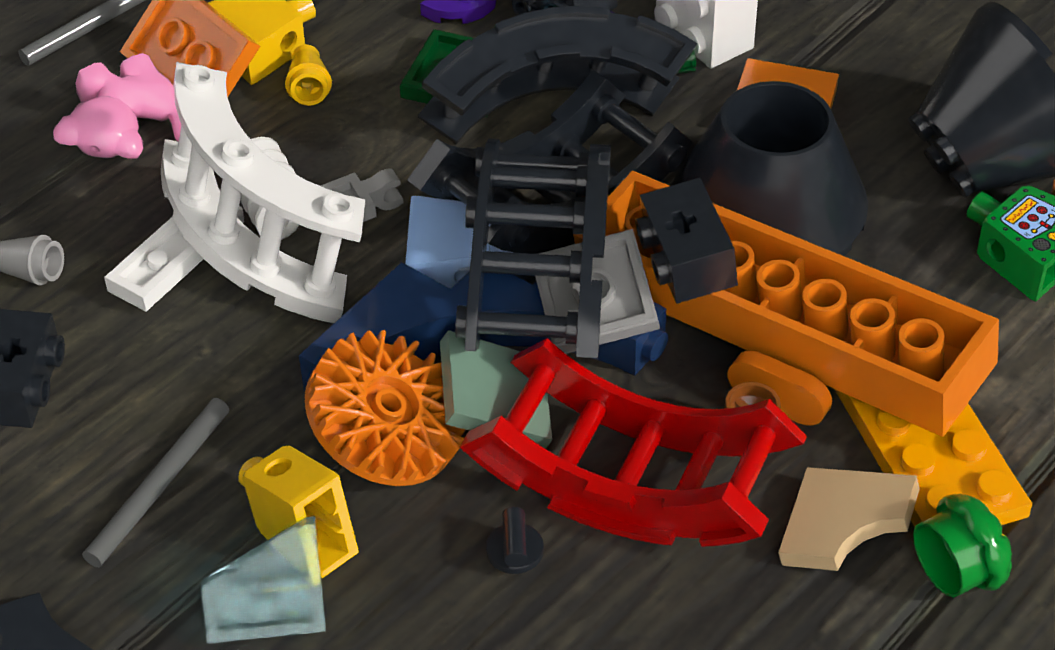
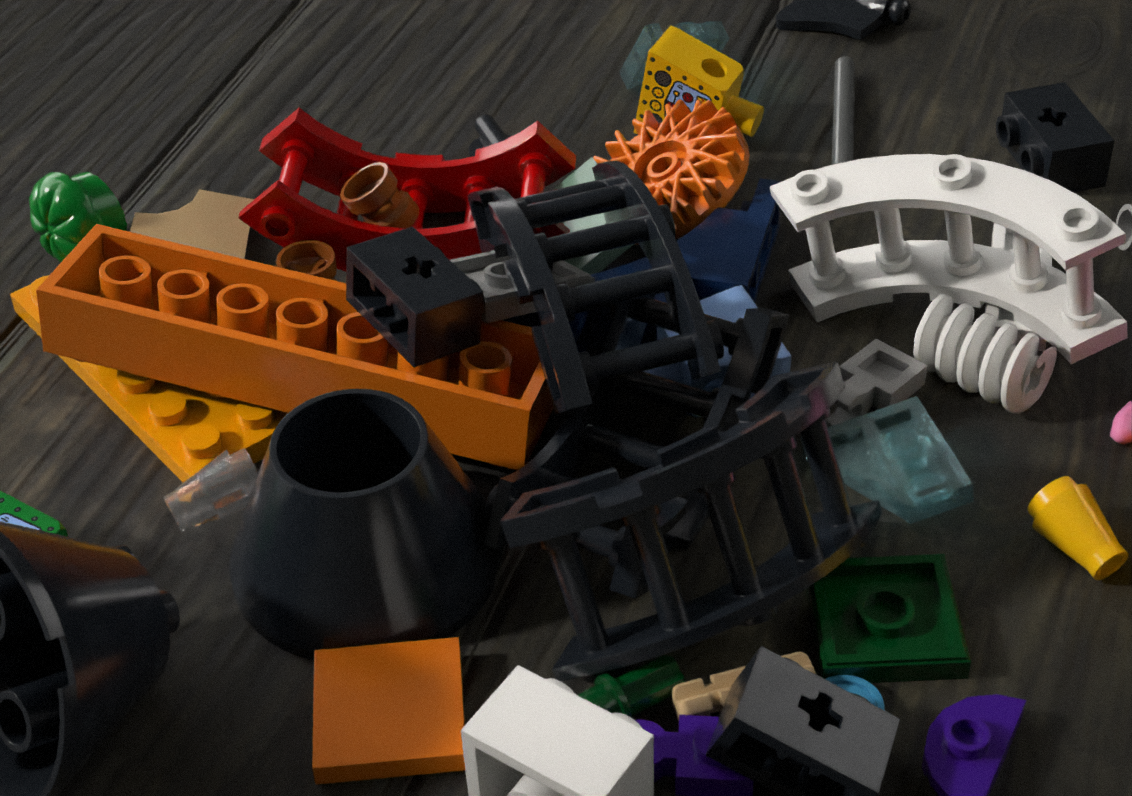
camera: 160 degrees right, 5 degrees down
(379, 141) = (900, 461): none -> clear light blue wing
(665, 447) = (376, 198): none -> dark orange wheel
(872, 250) = (214, 491): none -> clear cone

